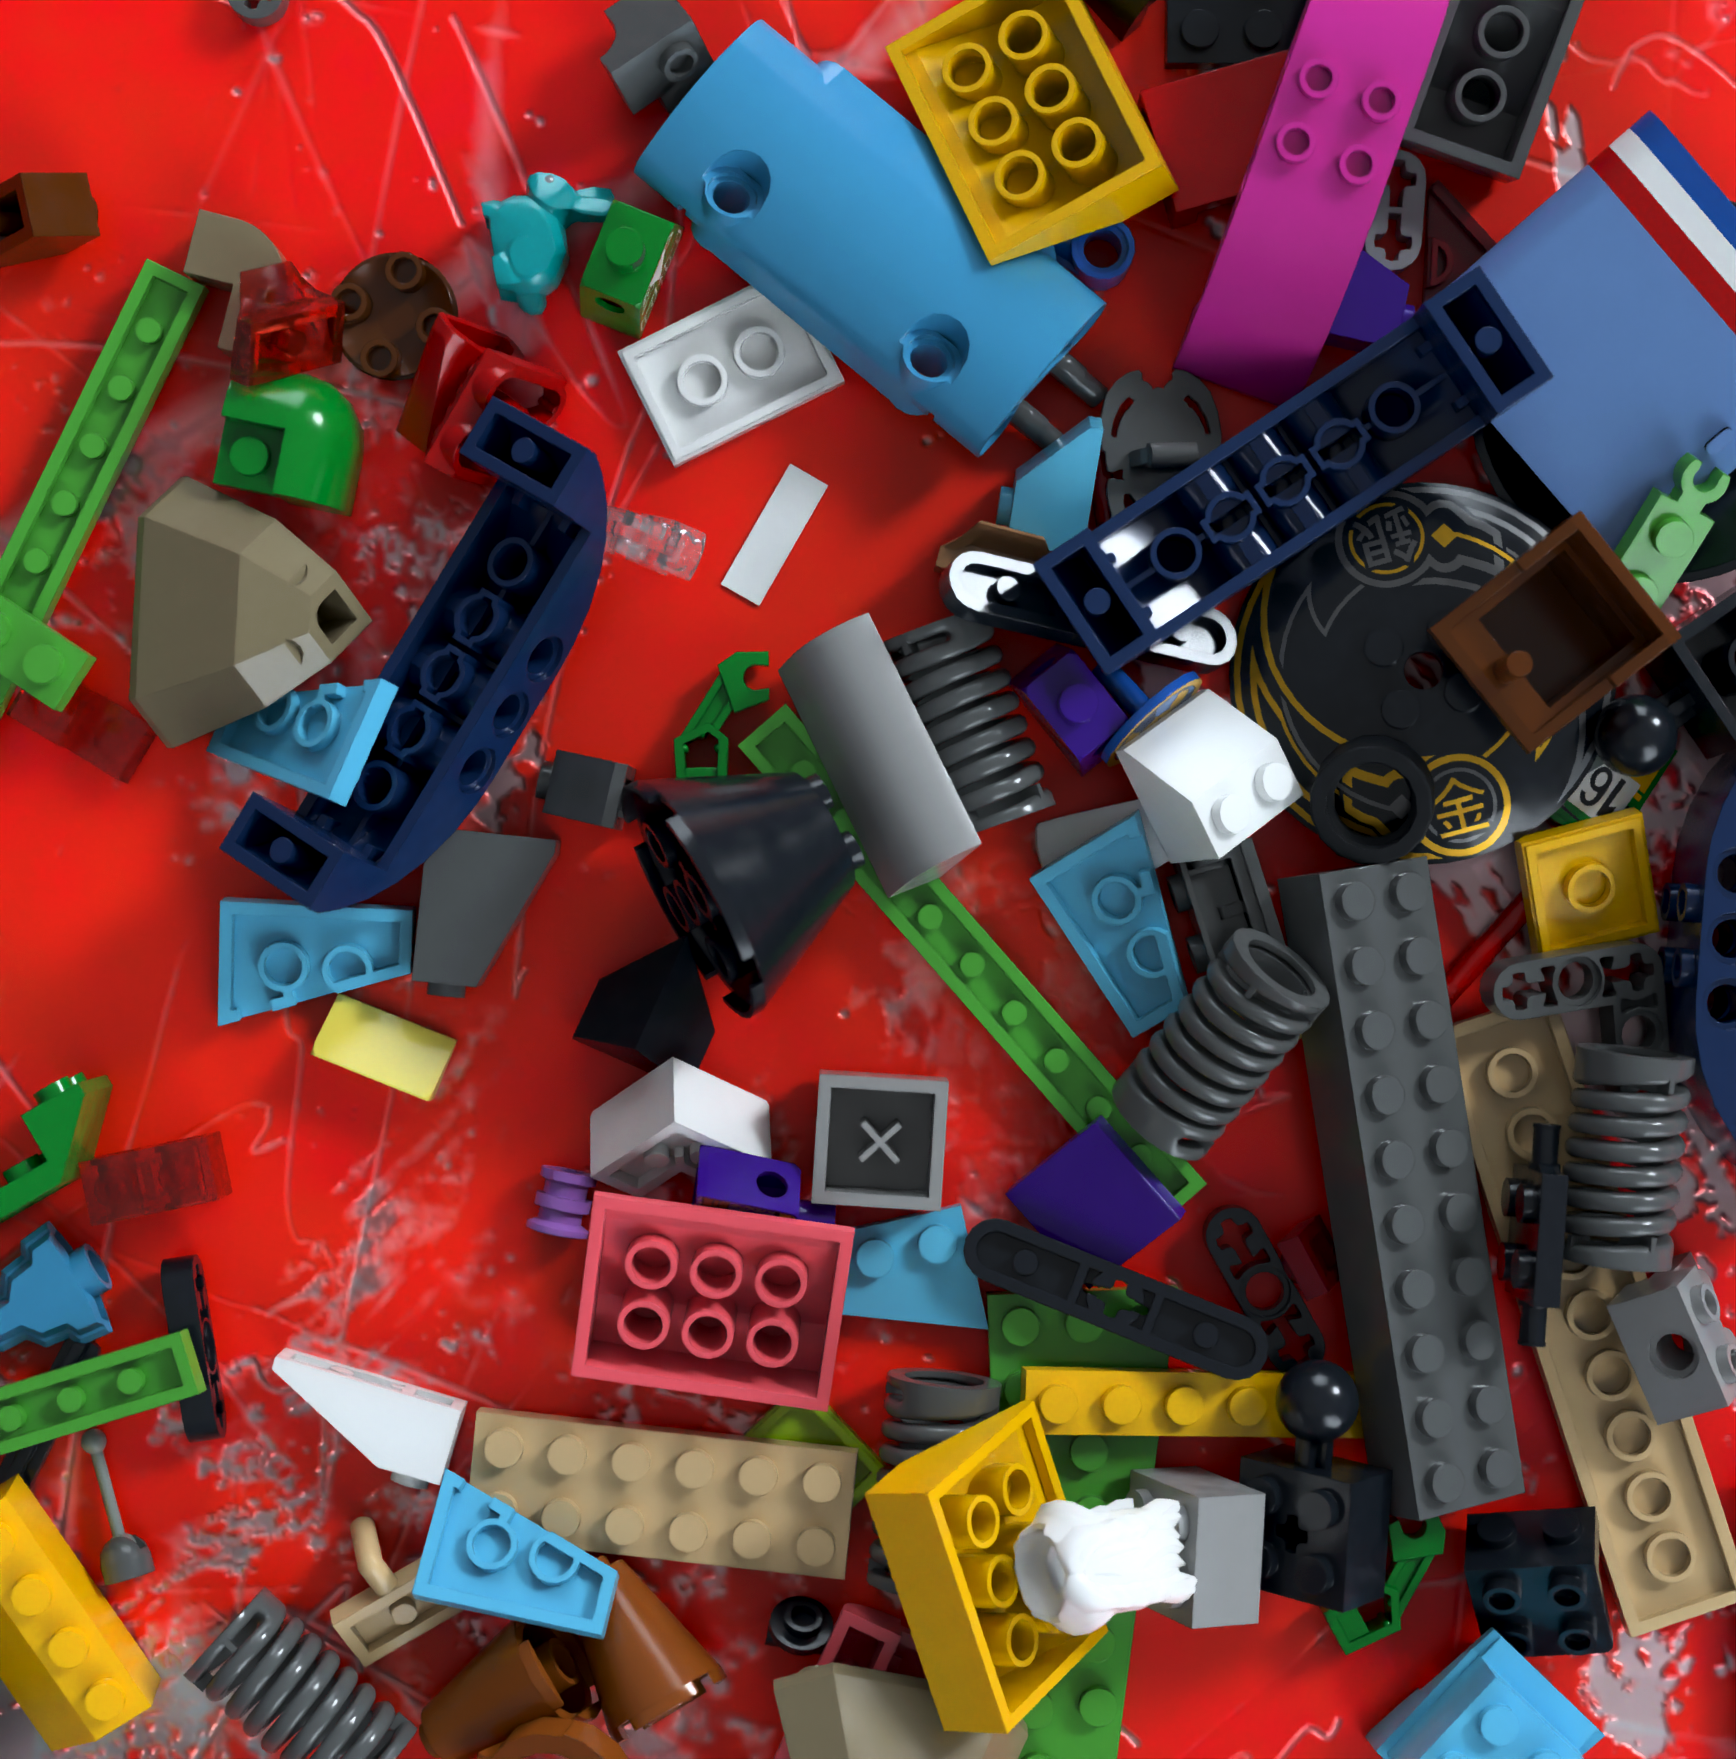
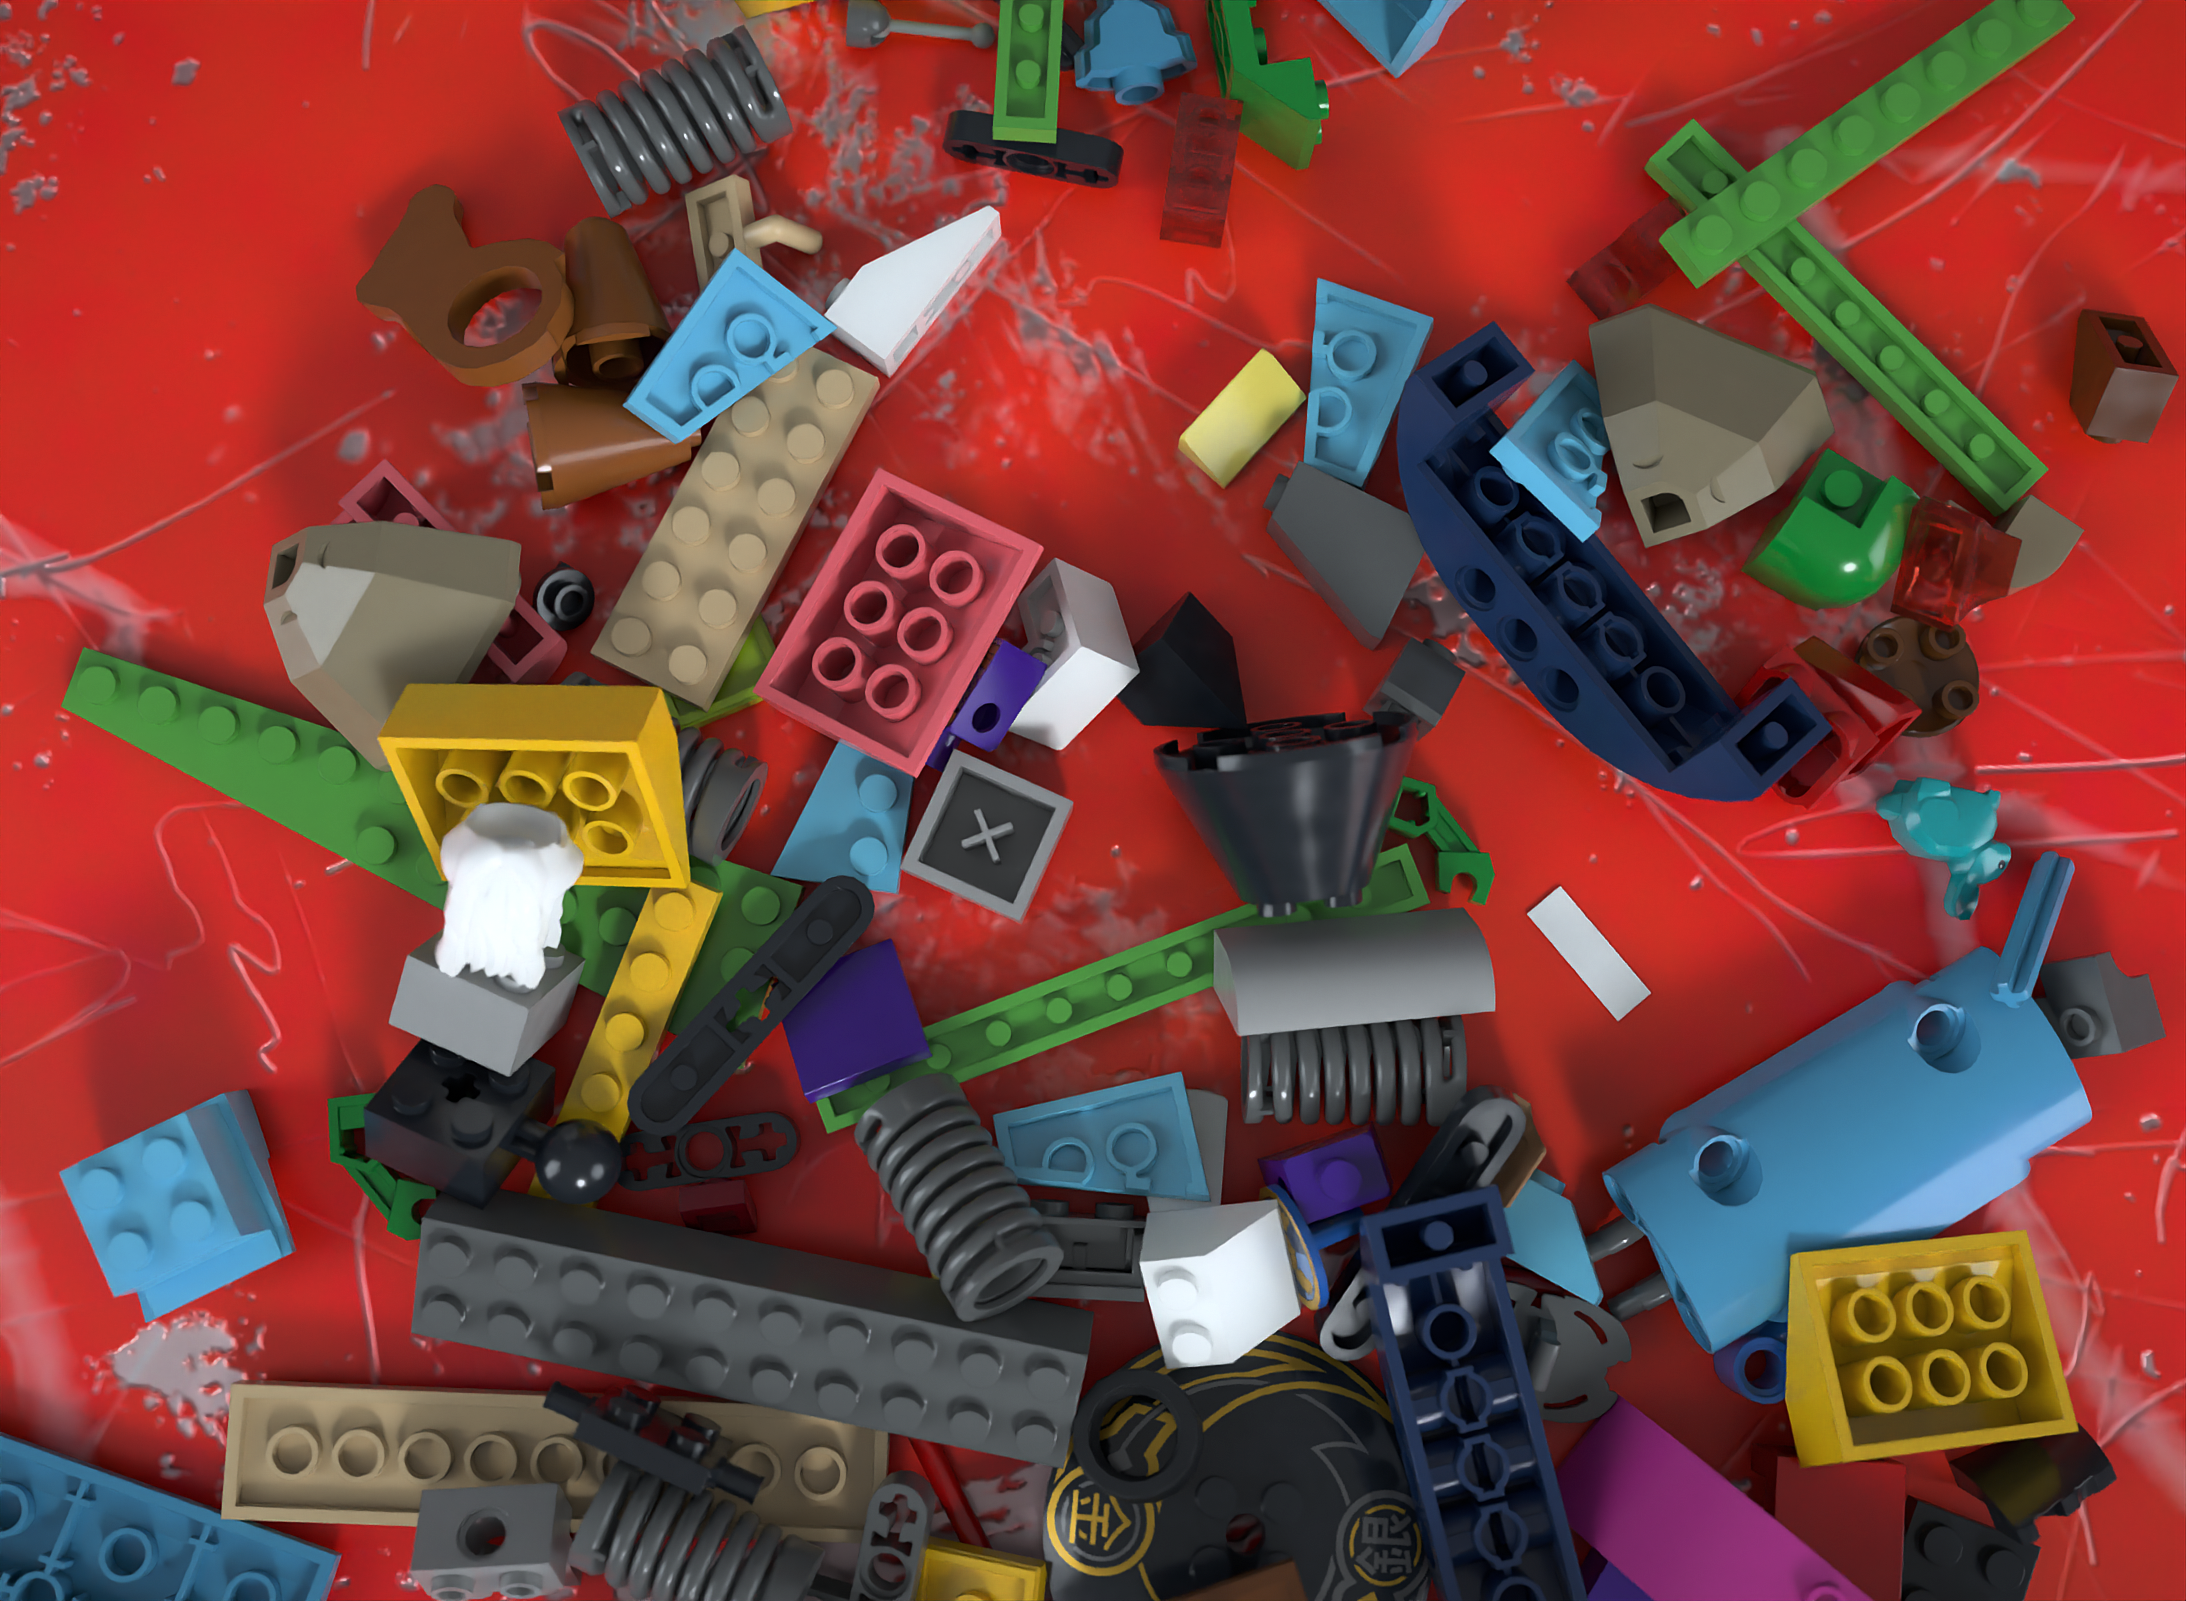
camera: 105 degrees right, 5 degrees down
(562, 1202) = (1041, 523): medium lavender bush -> none
(602, 133) = (2032, 930): none -> dark azure axle
(627, 268) = (1900, 911): green torso -> none
(654, 542) = (1627, 832): clear plate -> none
(726, 373) = (1758, 964): white tile -> none
(1539, 1580) = (322, 1314): black bracket -> none

